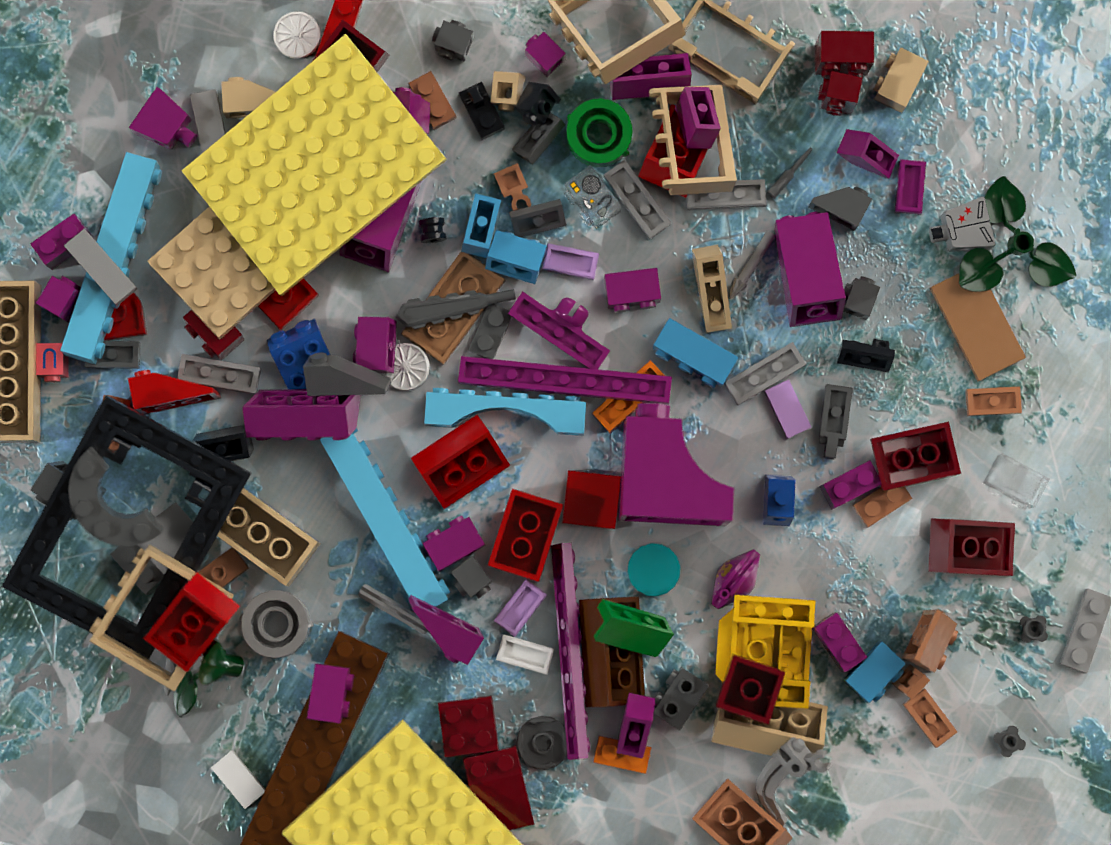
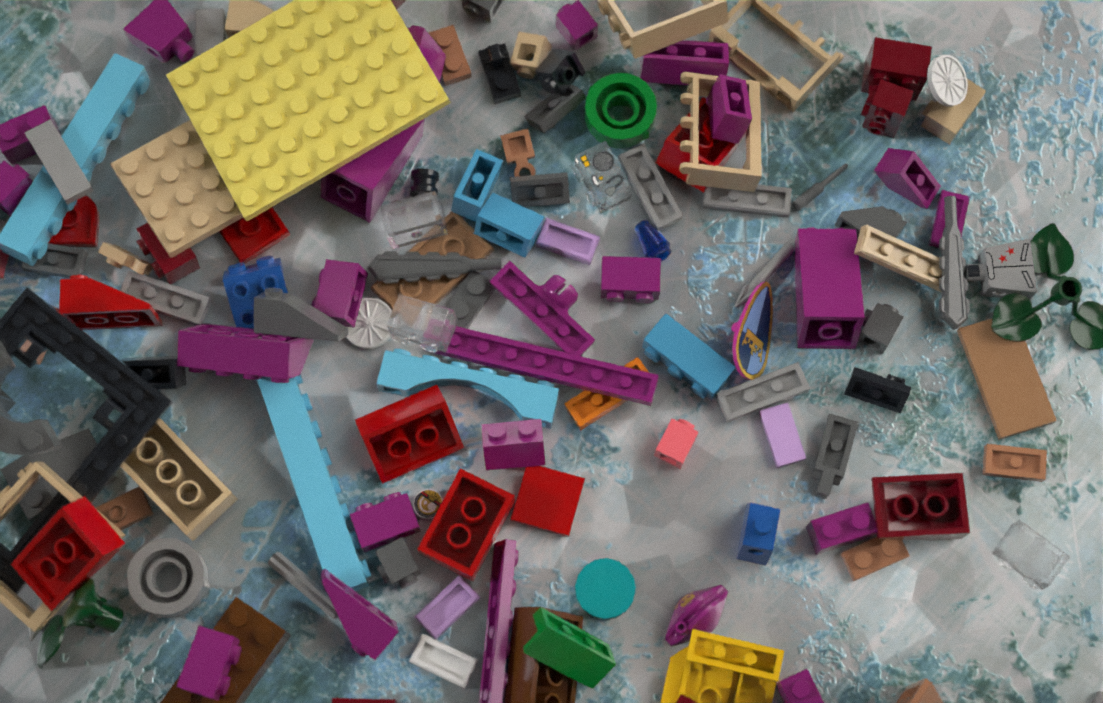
camera: 10 degrees right, 10 degrees down
(173, 343) = (120, 257): none -> tan plate
(429, 266) = (413, 219): none -> clear brick
(455, 363) = (422, 324): none -> clear brick
(488, 521) = (427, 504): none -> tile
(554, 457) = (513, 444): none -> magenta brick
(647, 252) = (652, 241): none -> clear blue cone
(662, 478) = (630, 482): magenta brick -> none
(697, 430) = (676, 442): none -> coral brick
(712, 288) = (717, 292): tan slope -> none
(749, 322) = (753, 333): none -> shield
(878, 234) = (899, 256): none -> tan tile
(892, 60) = (947, 80): none -> white wheel
(921, 248) = (952, 283): none -> sword
(971, 547) = (970, 620): dark red slope -> none

